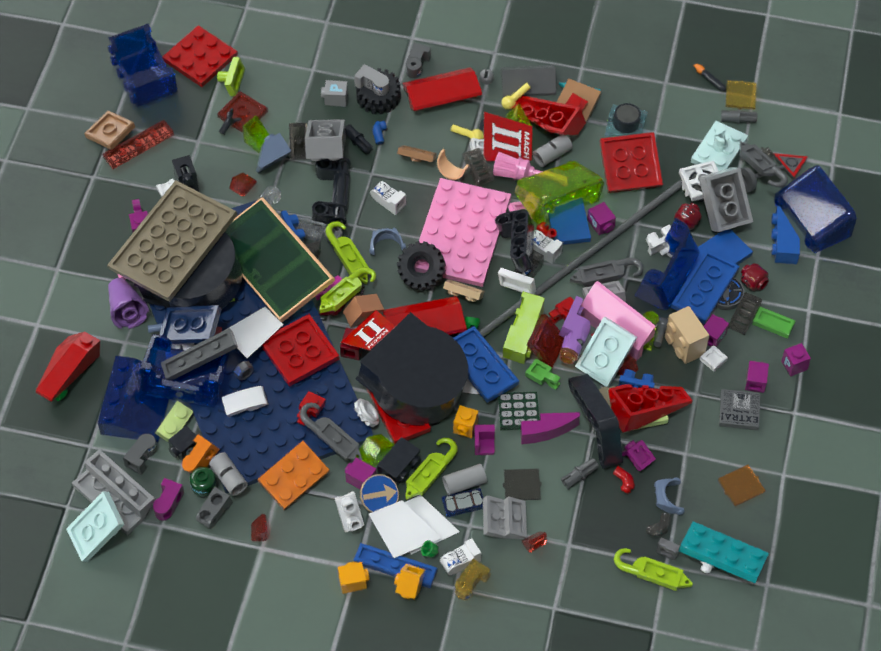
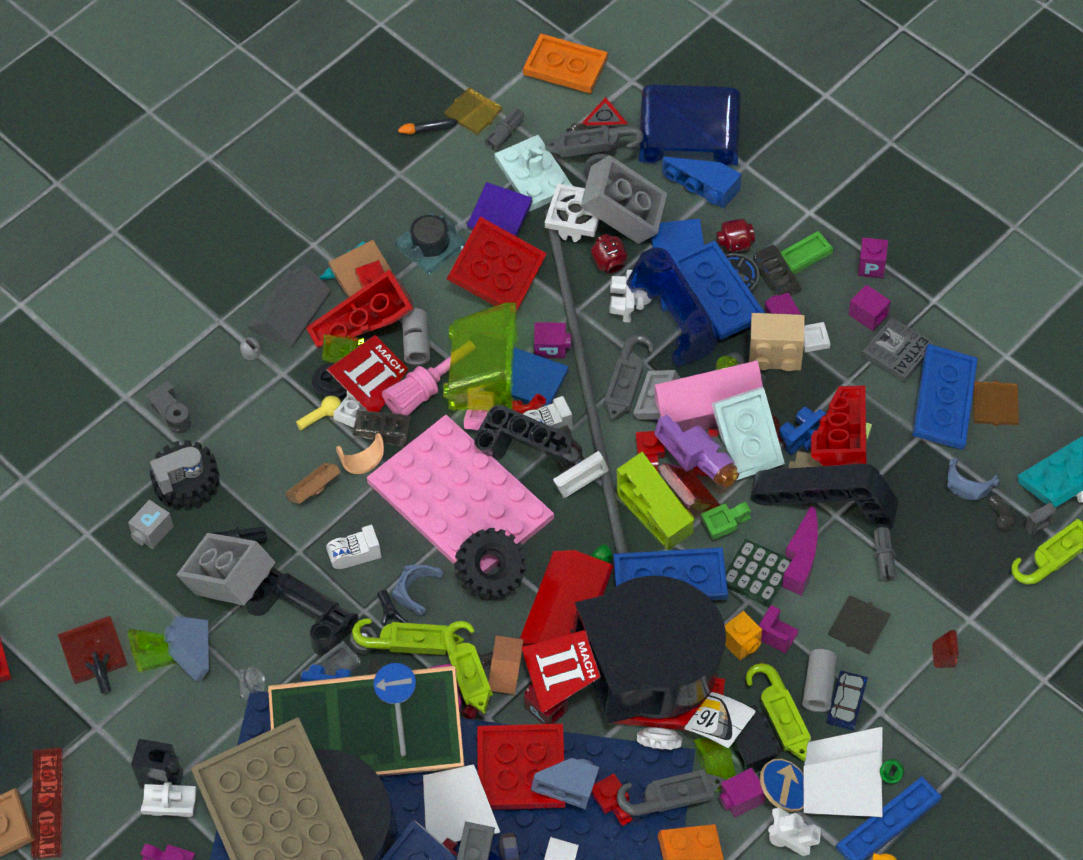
camera: 55 degrees left, 0 degrees up
(232, 77) = (29, 631): lime tile -> none
(242, 184) = (206, 708): clear red slope -> none
(297, 140) = (192, 602): clear smoke slope -> none
(300, 256) = (395, 685): none -> blue piece
(300, 374) = (567, 781): none -> sand blue slope
(362, 236) = (388, 608): none -> black bar
(377, 131) = (245, 509): blue arm -> none
(397, 436) = (720, 719): none -> sticker
(409, 581) = (929, 814): light orange brick -> none
(442, 88) = (235, 403): red slope -> none
(456, 288) = (557, 534): tan plate -> none
(461, 557) = (925, 740): white leg -> none
(470, 578) = (958, 747): clear yellow leg -> none
(504, 517) = (896, 666): light grey slope -> none
(509, 101) = (306, 345): light yellow bar -> none
(627, 479) = (920, 510): red arm -> none
(638, 454) = (901, 478): magenta bracket -> none
(674, 146) = (502, 208): none -> dark purple tile
(722, 452) = (945, 396): none -> blue tile
(813, 121) = (565, 63): none -> orange plate

